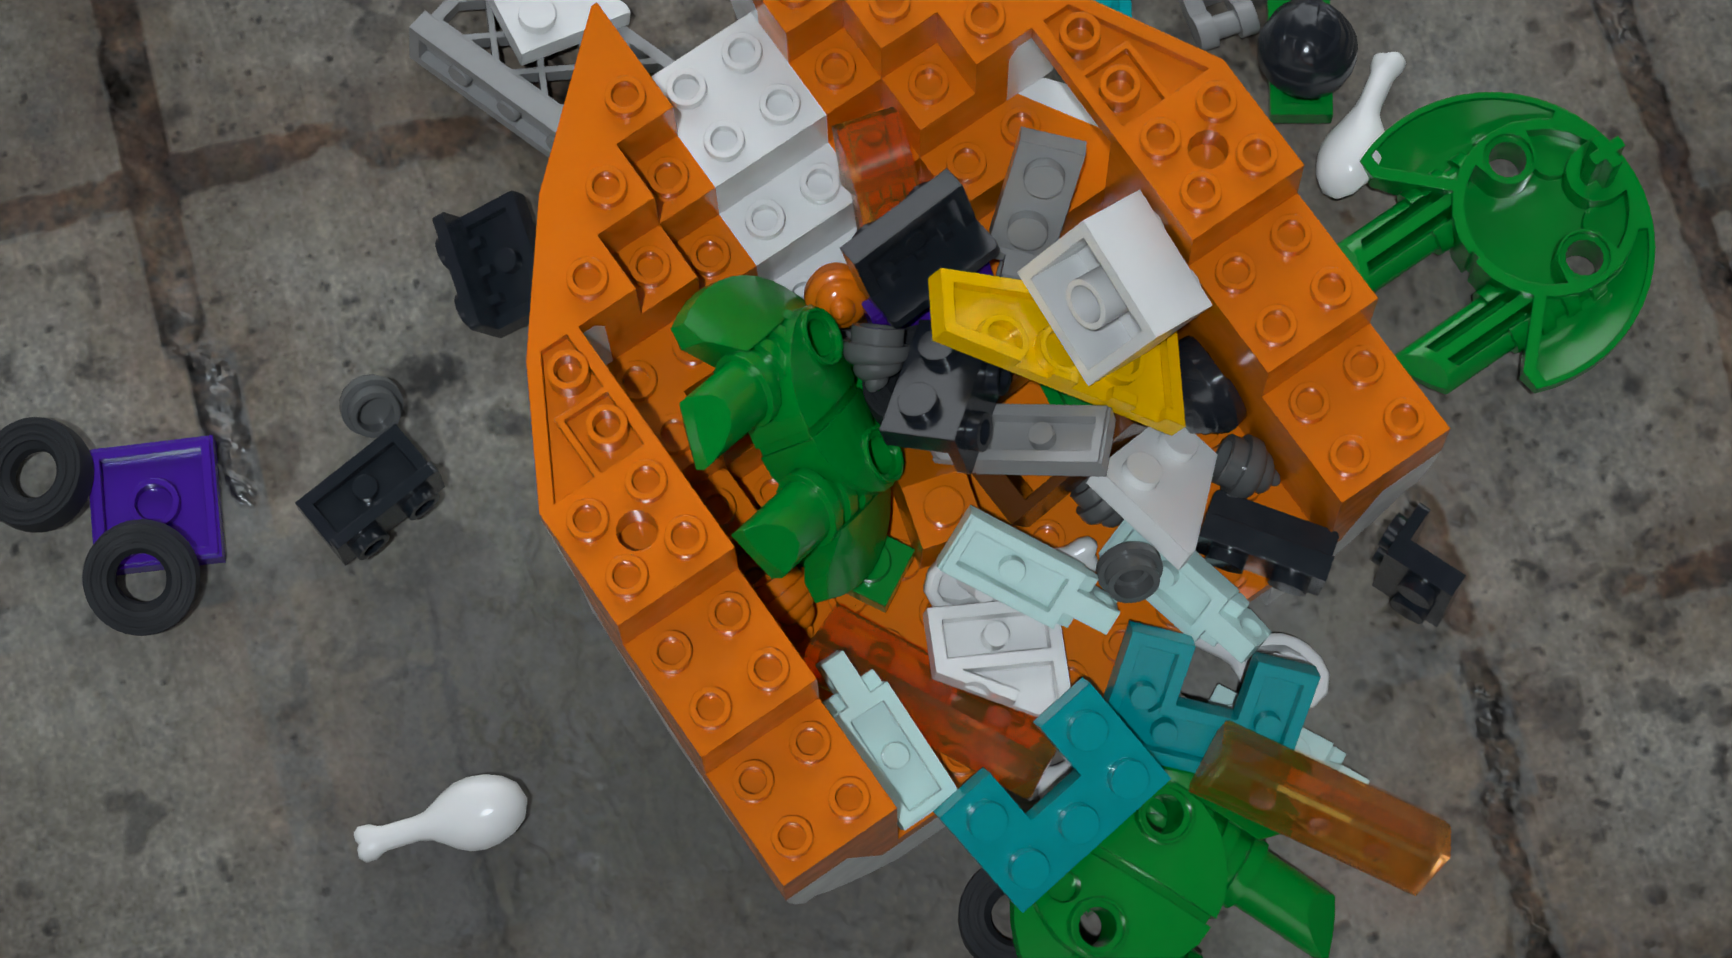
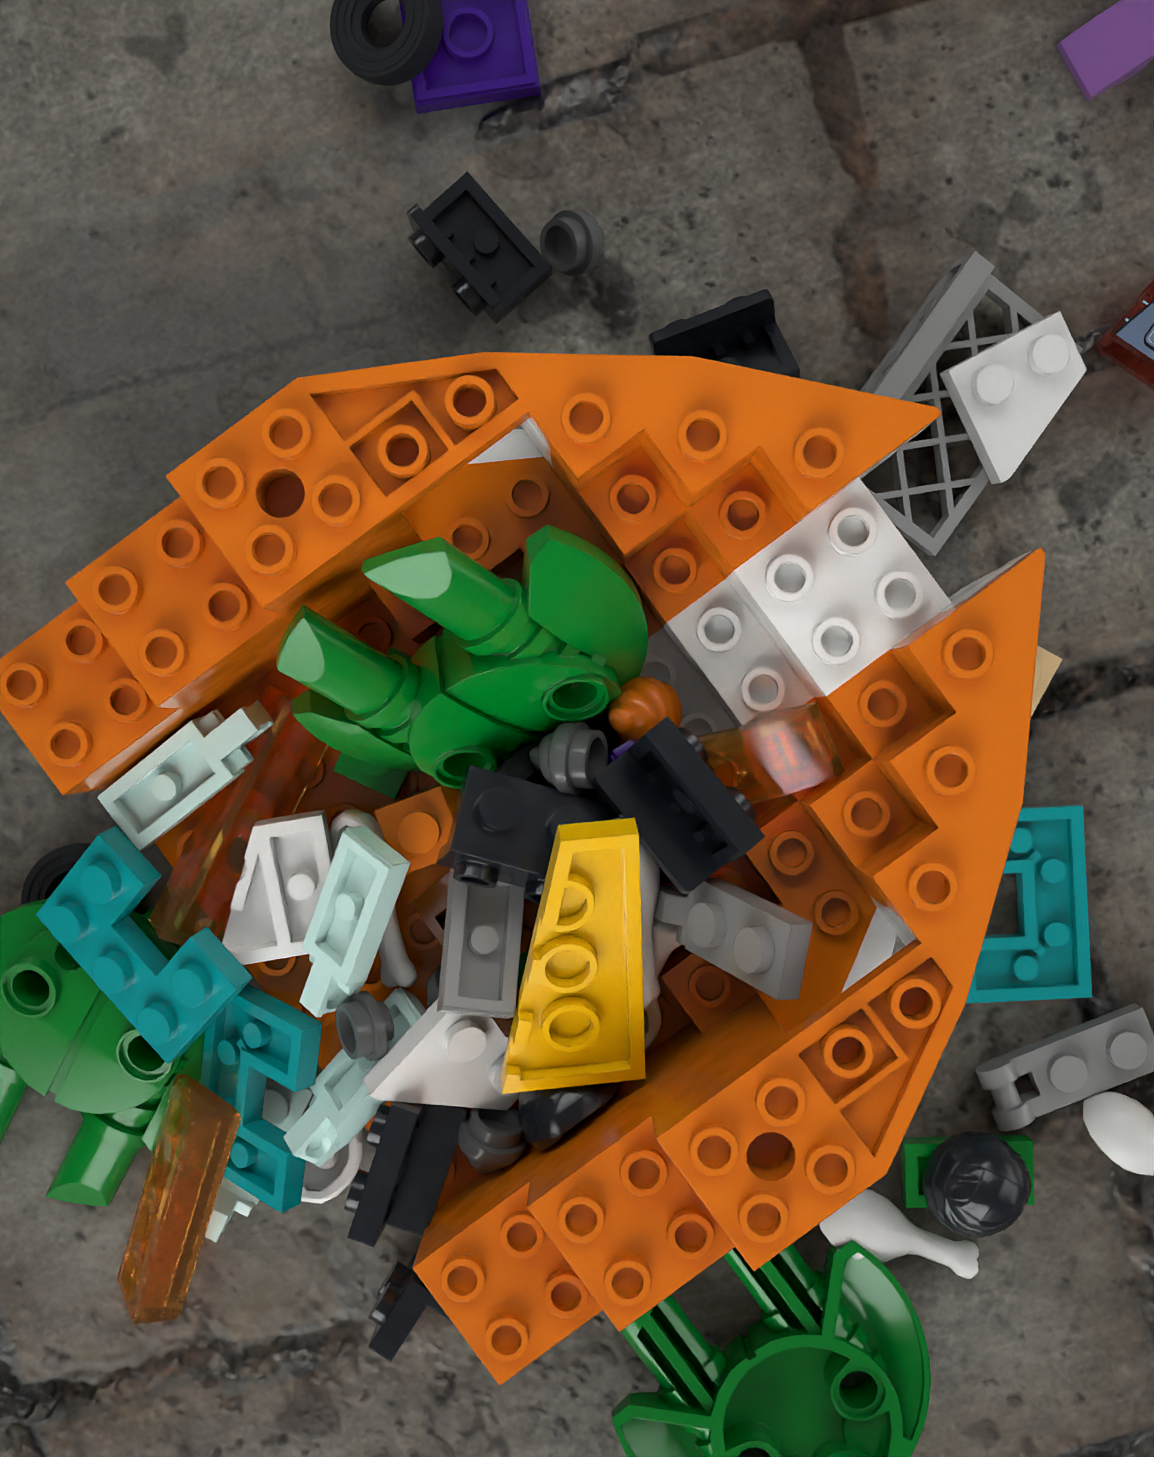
camera: 90 degrees right, 15 degrees up
(465, 816) = (159, 363): white piece -> none
(1114, 287) = (623, 1035): white brick -> none

